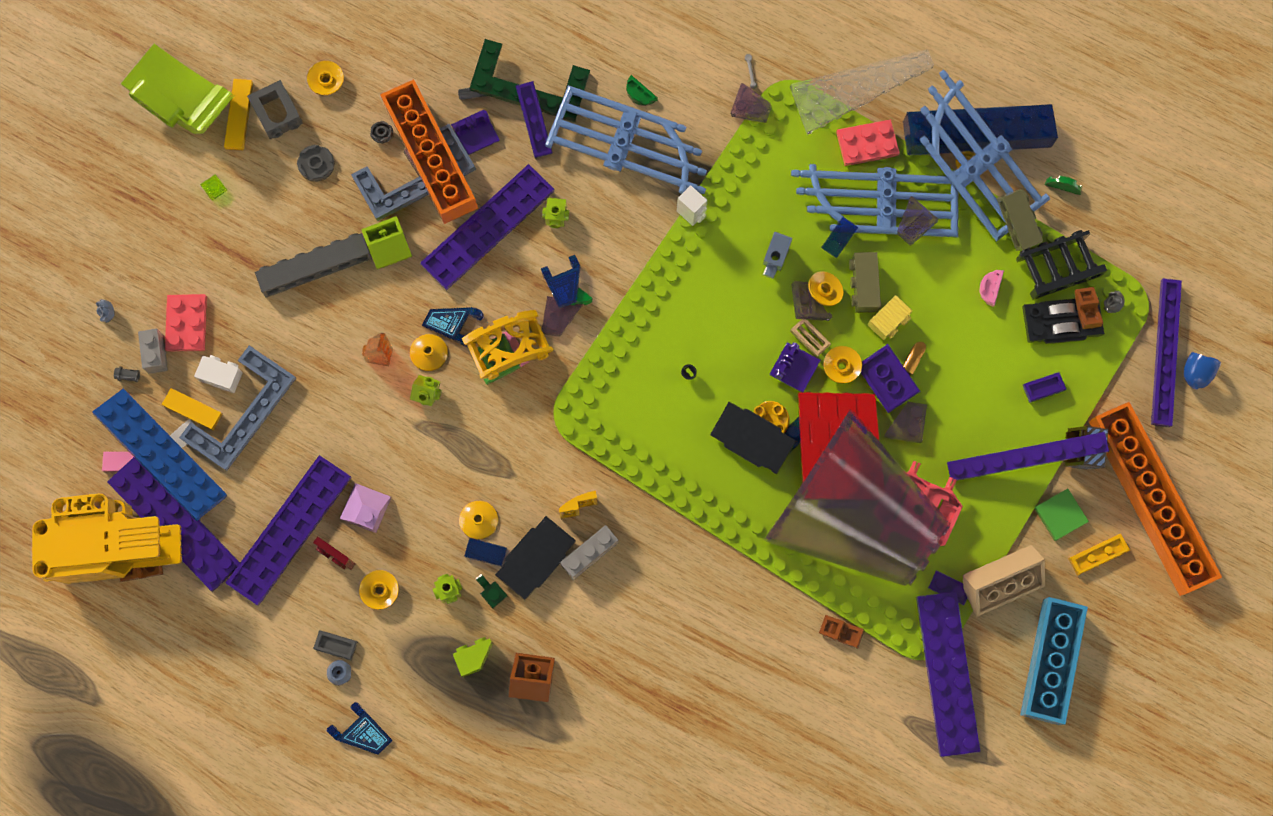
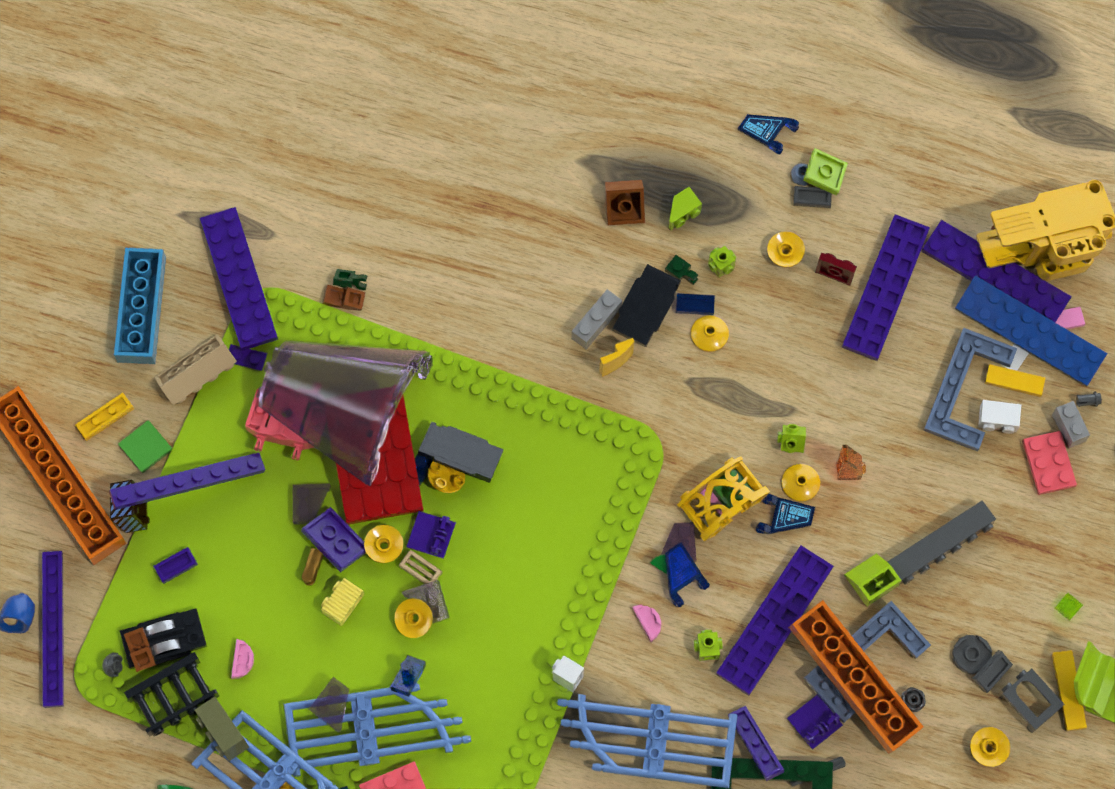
camera: 170 degrees right, 5 degrees down
(302, 142) = (992, 671): none -> dark grey tile
(314, 667) = (825, 171): none -> lime tile
(365, 508) = (820, 320): lavender slope -> none
(604, 252) = (649, 620): none -> bright pink tile
(686, 375) = (538, 504): black hinge -> none
(778, 247) = (470, 643): sand blue torso -> none
(836, 650) = (348, 278): none -> dark green plate
(865, 282) = (373, 634): olive brick -> none

